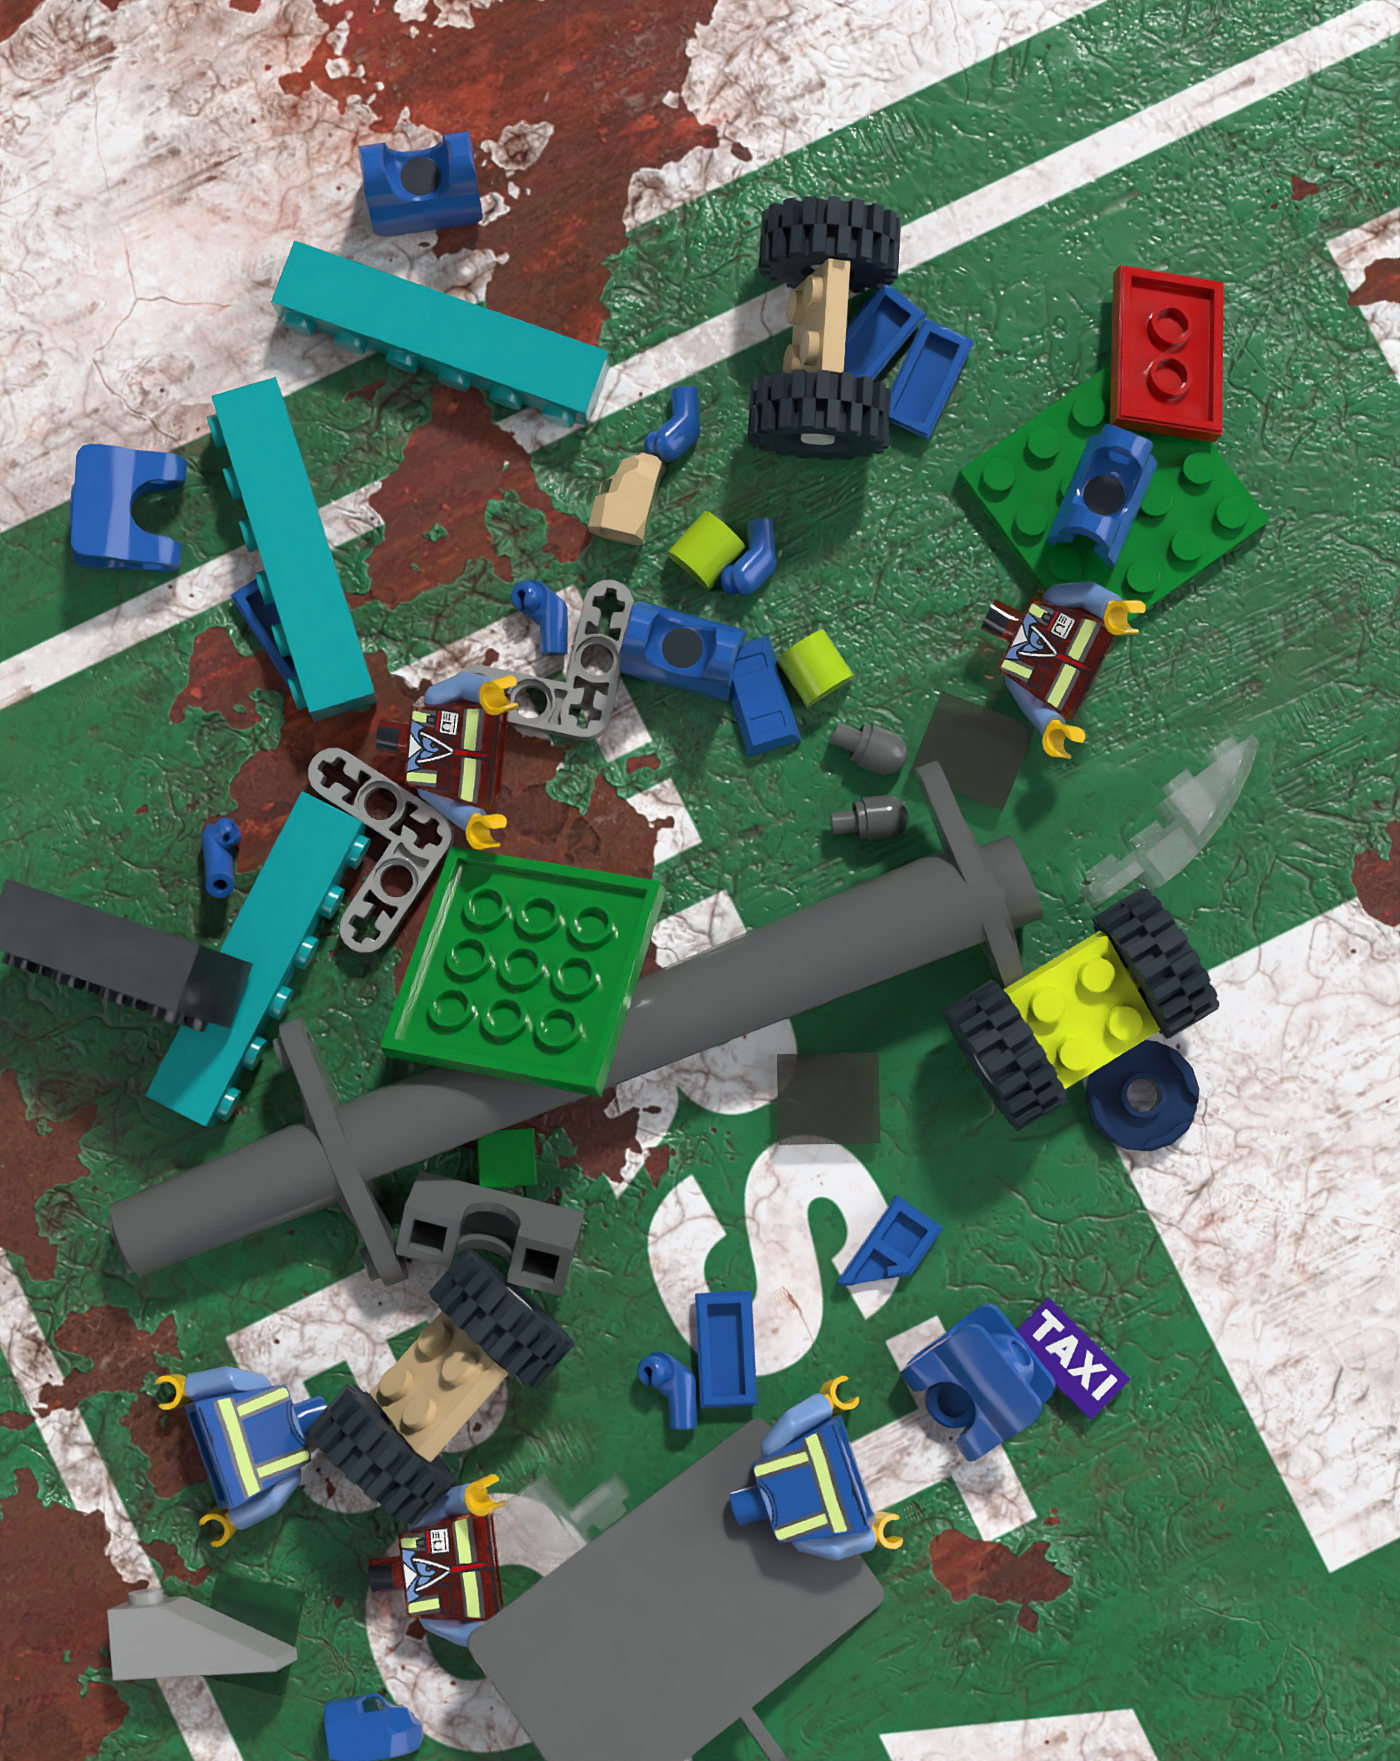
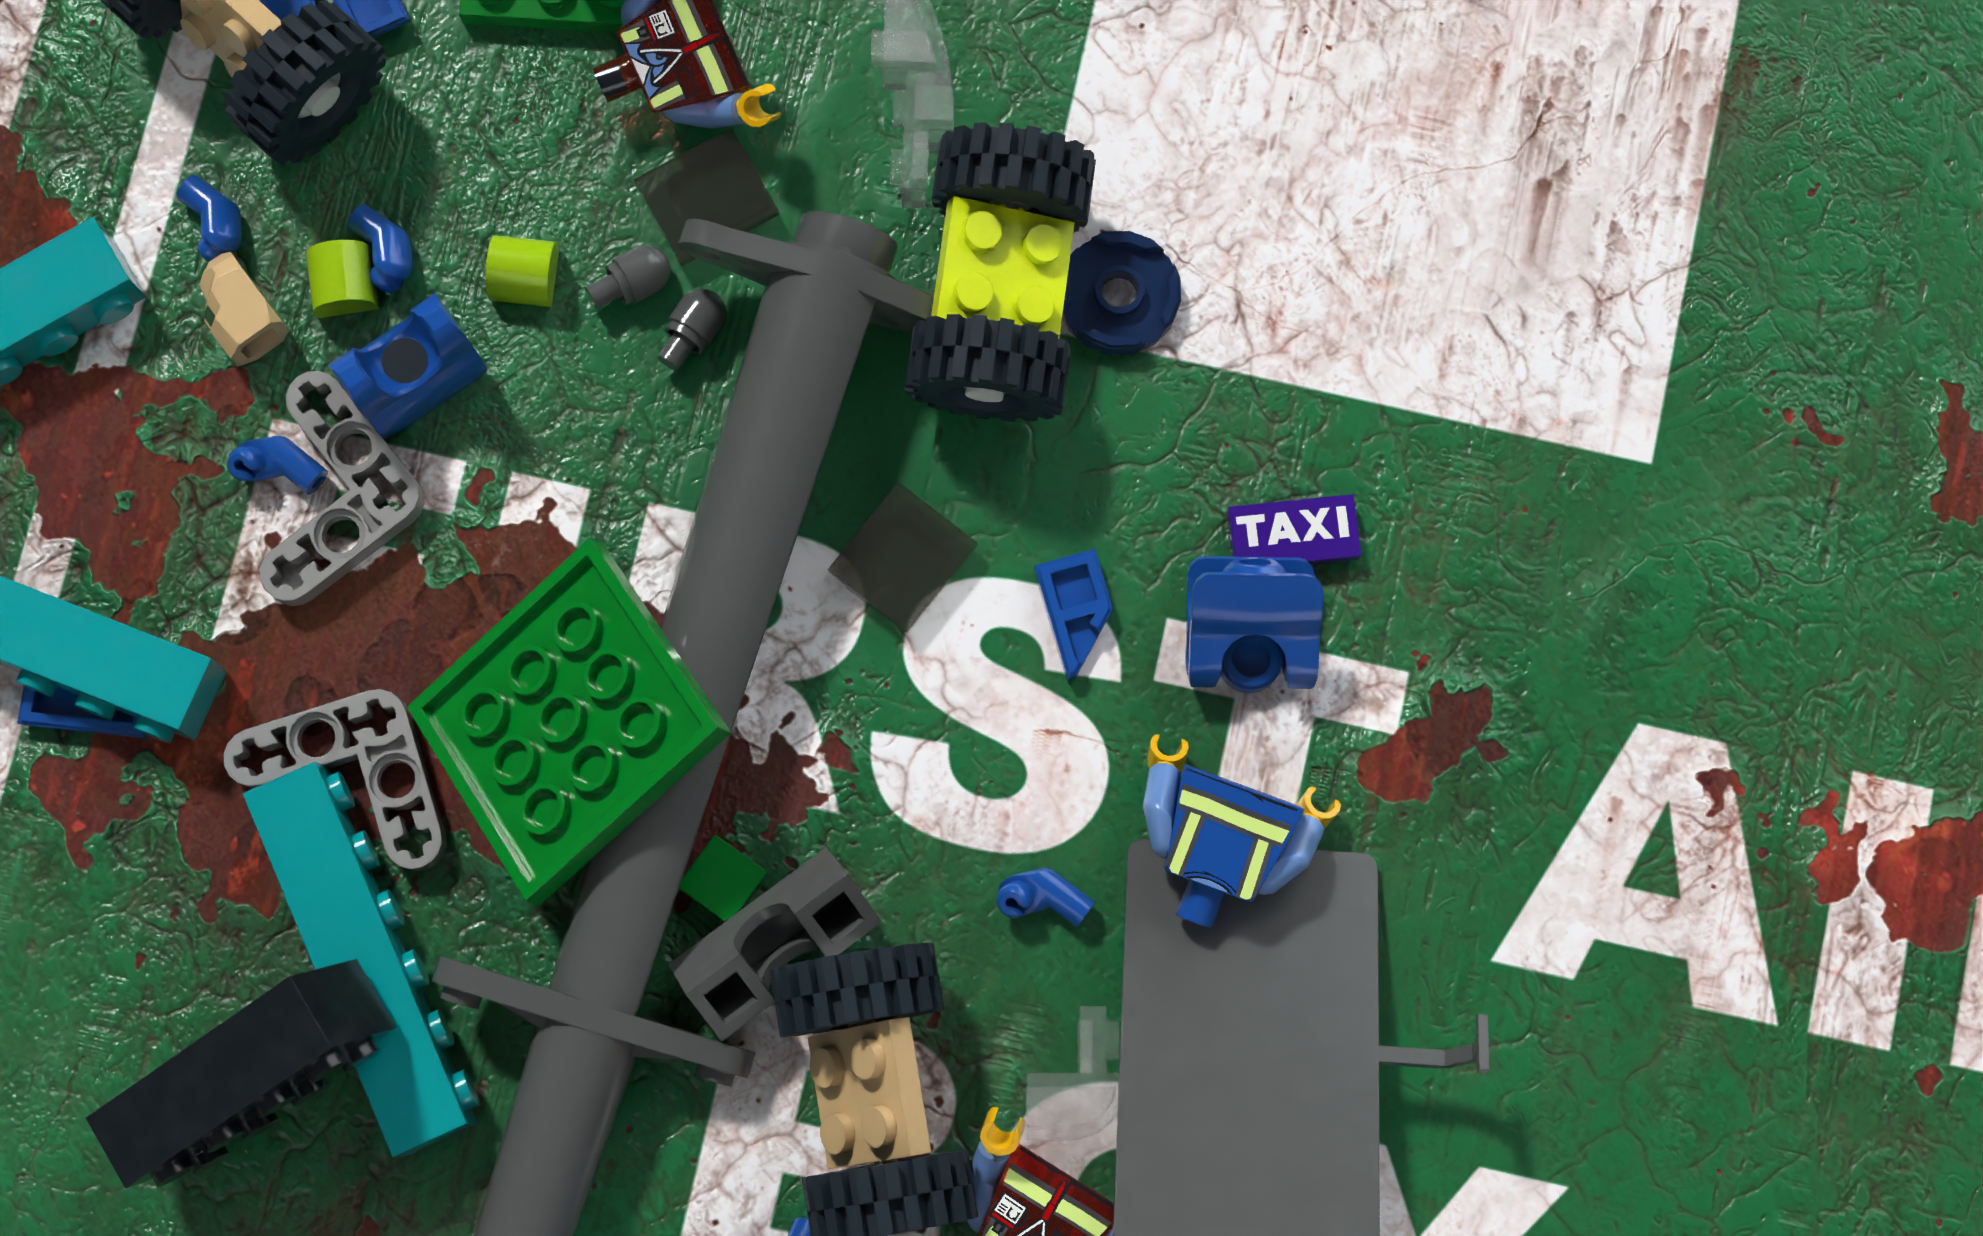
camera: 55 degrees left, 5 degrees down
(218, 856) = (239, 923): blue arm -> none
(457, 750) = (323, 626): torso -> none
(726, 1349) = (1047, 821): blue tile -> none
(761, 699) = (512, 339): blue tile -> none

